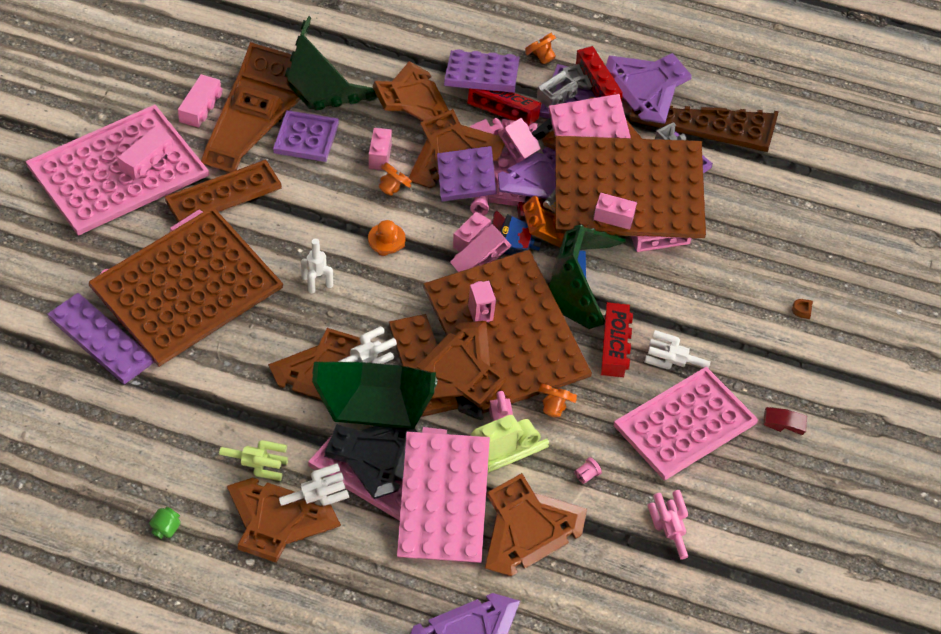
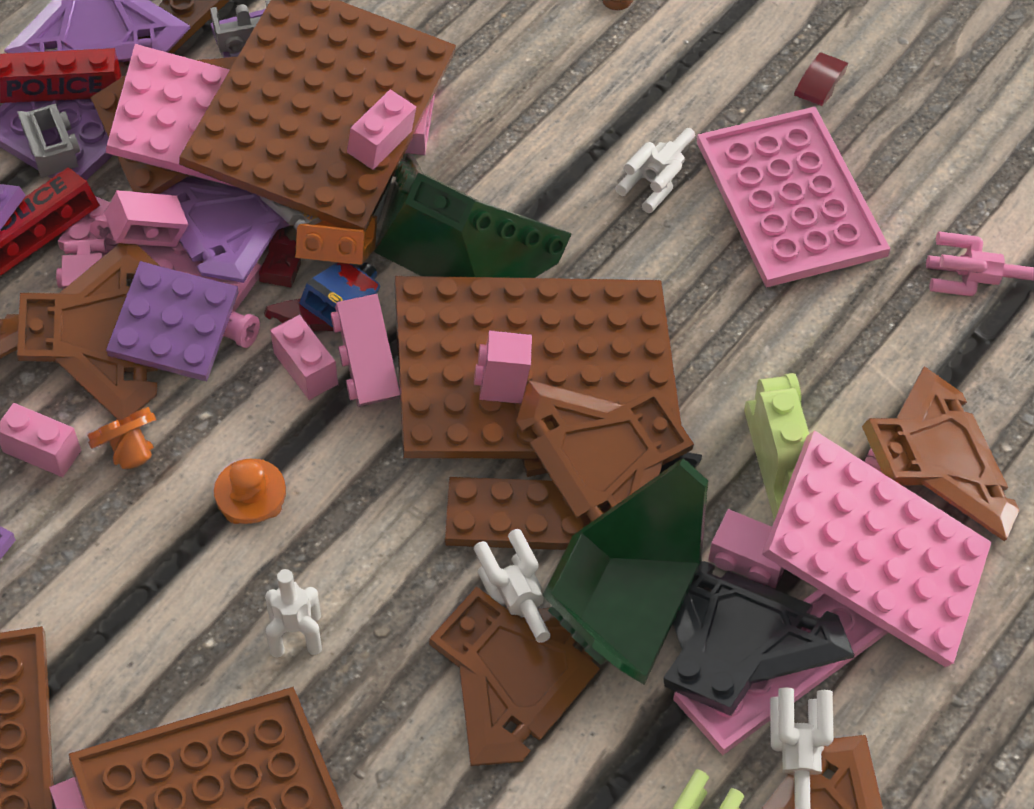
camera: 70 degrees left, 5 degrees up
(500, 407) = (707, 425): bright pink brick -> none
(543, 129) = (113, 179): black slope -> none
(555, 400) = (705, 341): orange plate -> none
(575, 72) = (15, 102): light grey slope -> none
(588, 470) = (850, 343): bright pink bush -> none
(616, 340) = (607, 229): red brick -> none

